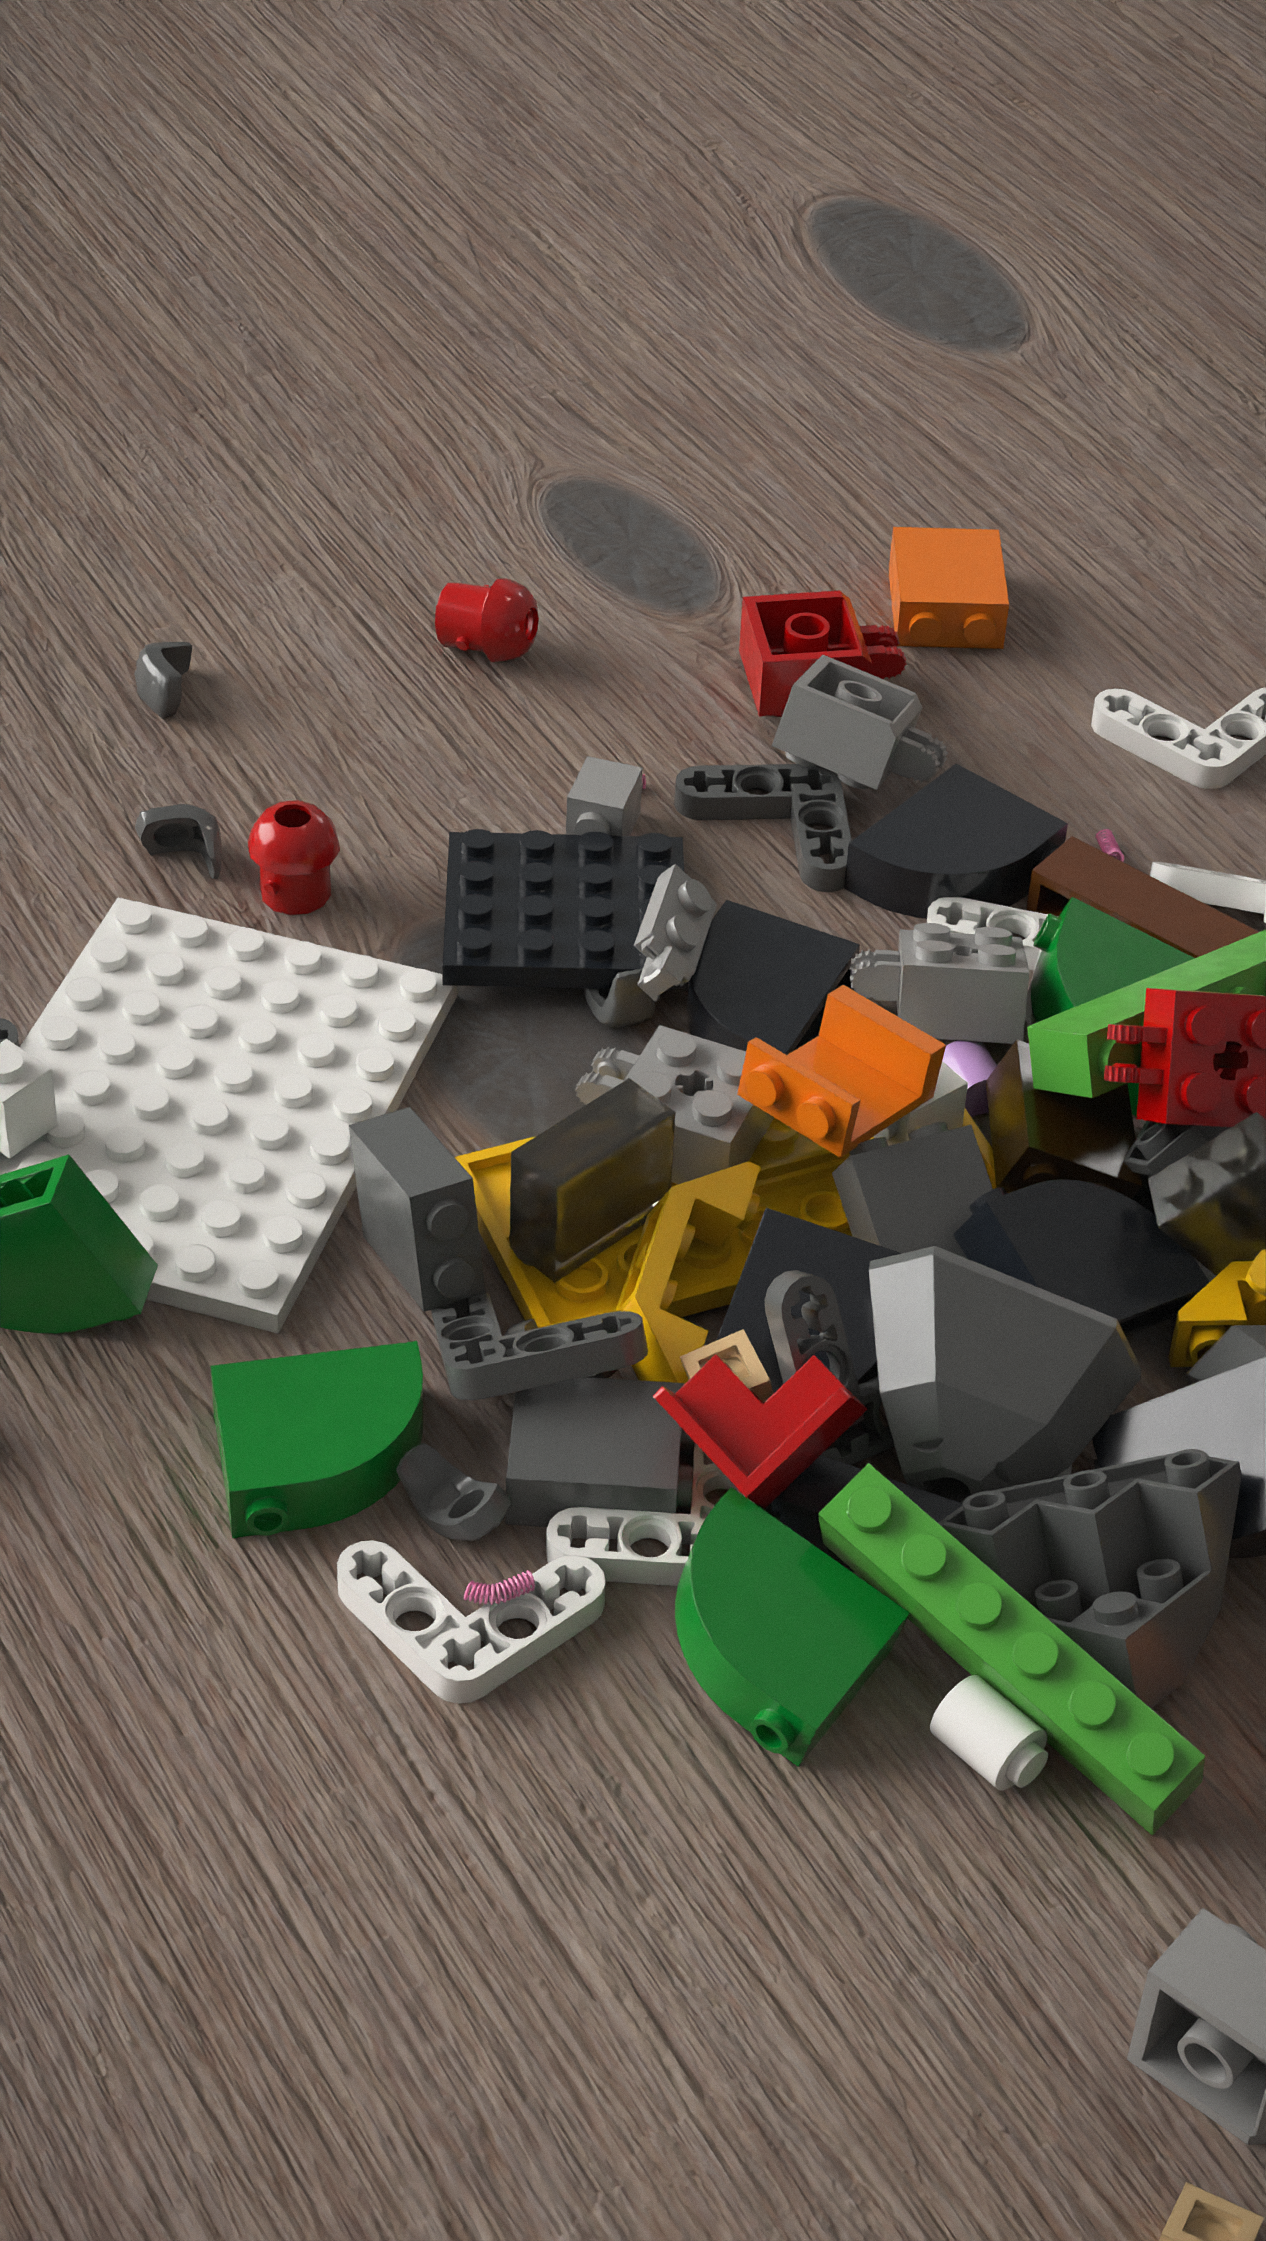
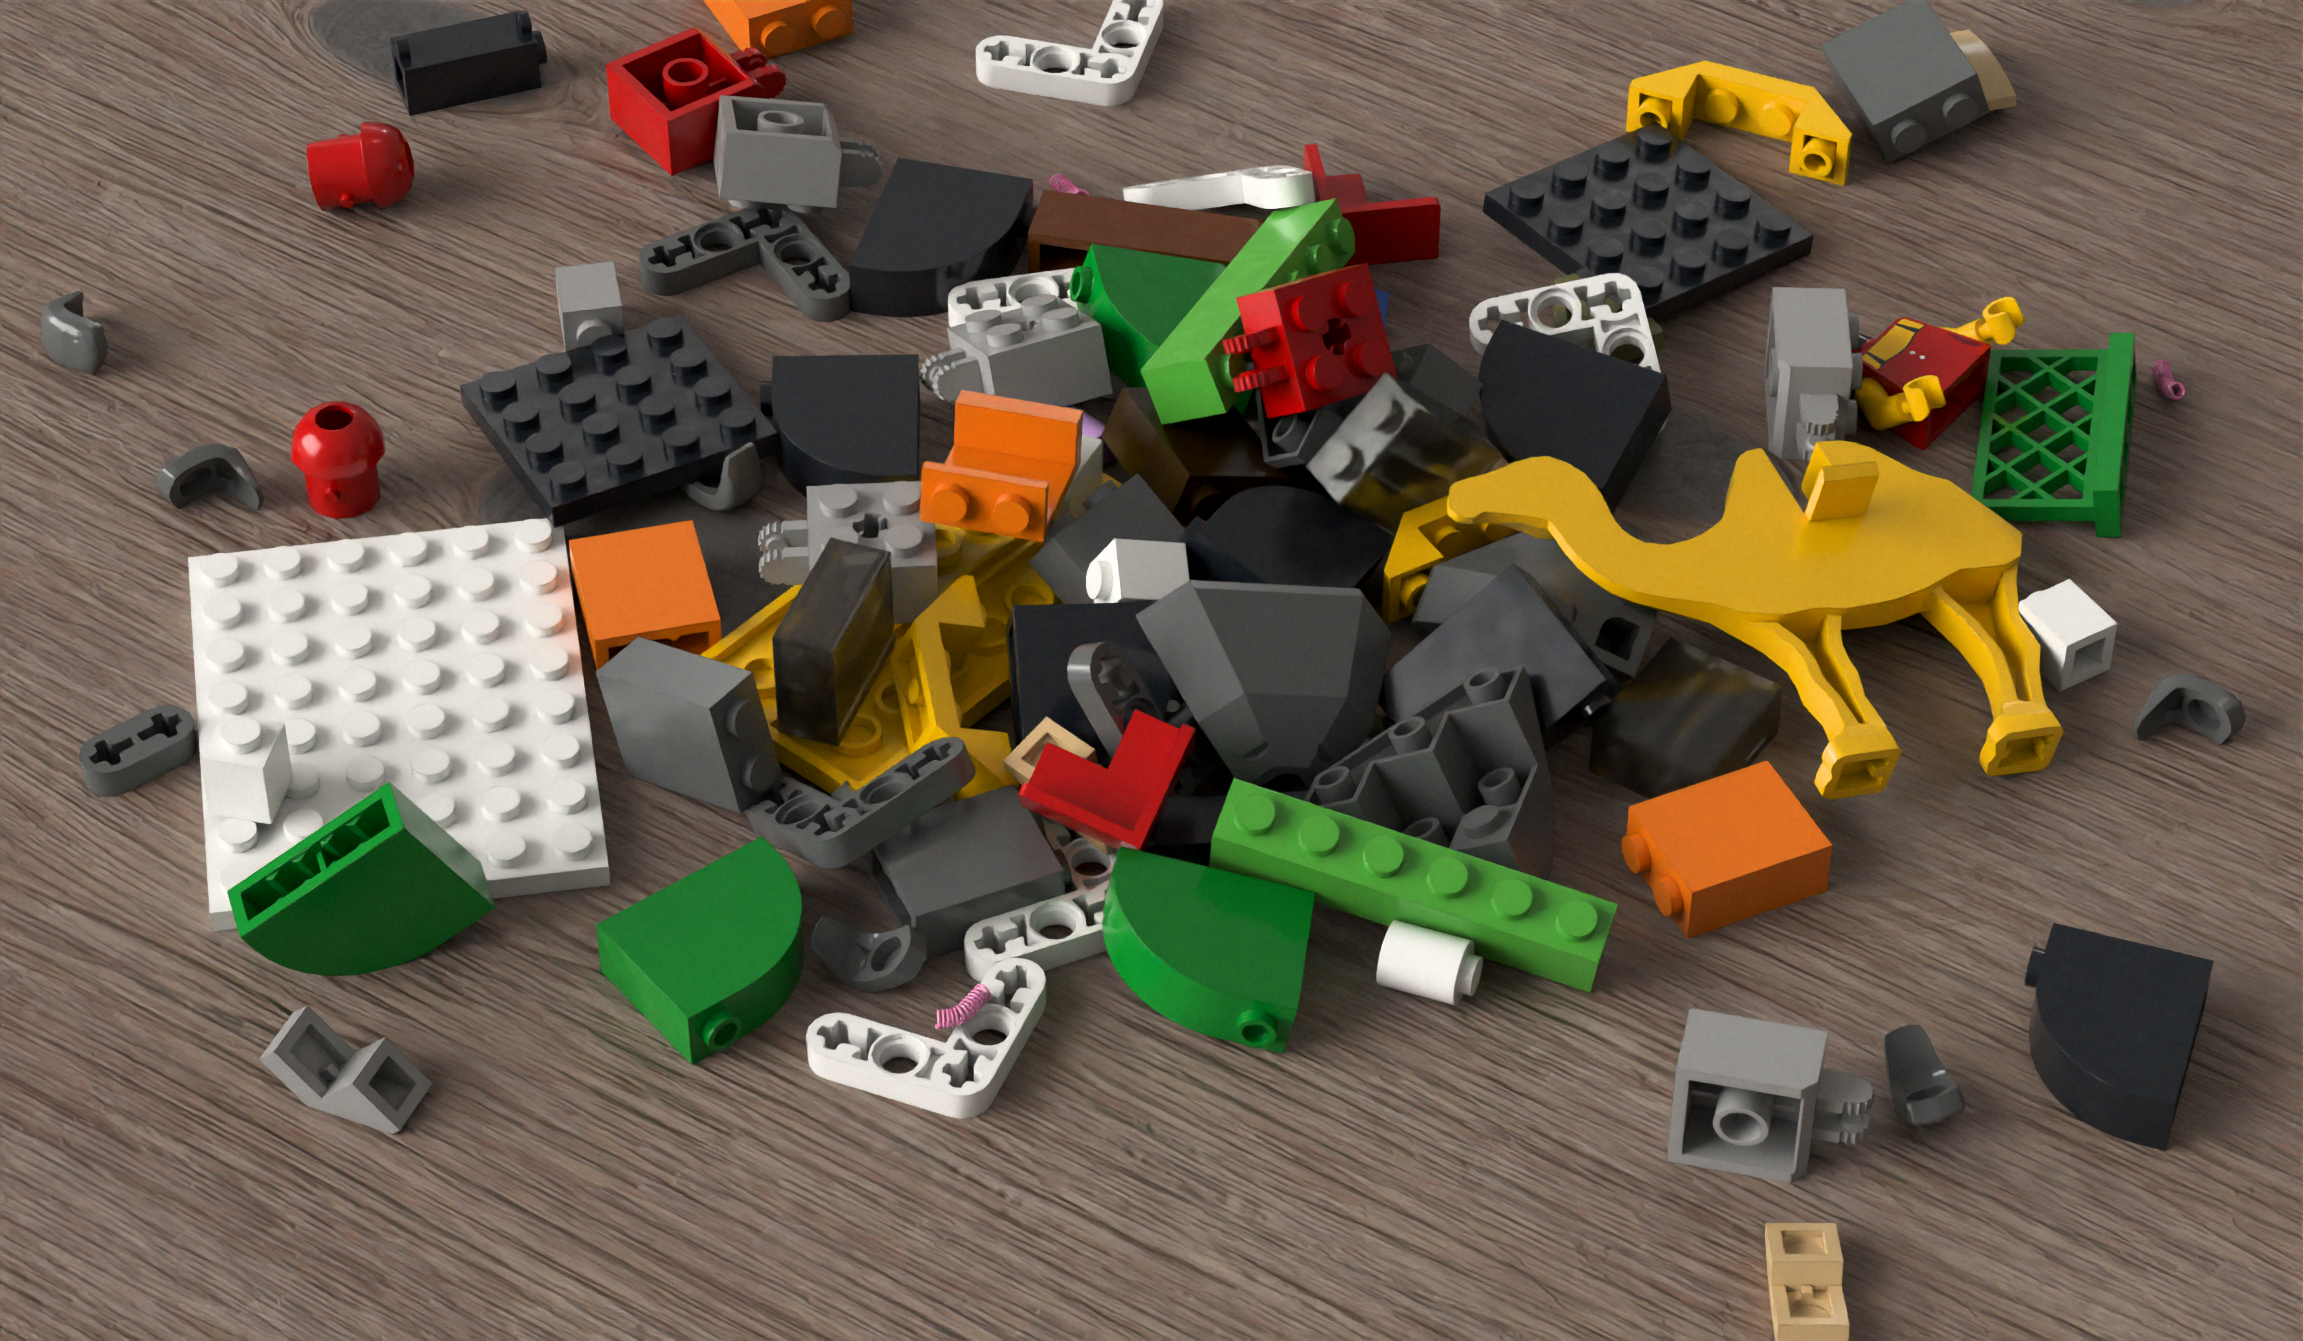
camera: 25 degrees left, 0 degrees up
(477, 1075) = (646, 587): none -> orange brick
(643, 563) = (467, 62): none -> black brick
(673, 931) = (752, 400): light grey hinge -> none
(912, 1219) = (1137, 571): none -> white brick

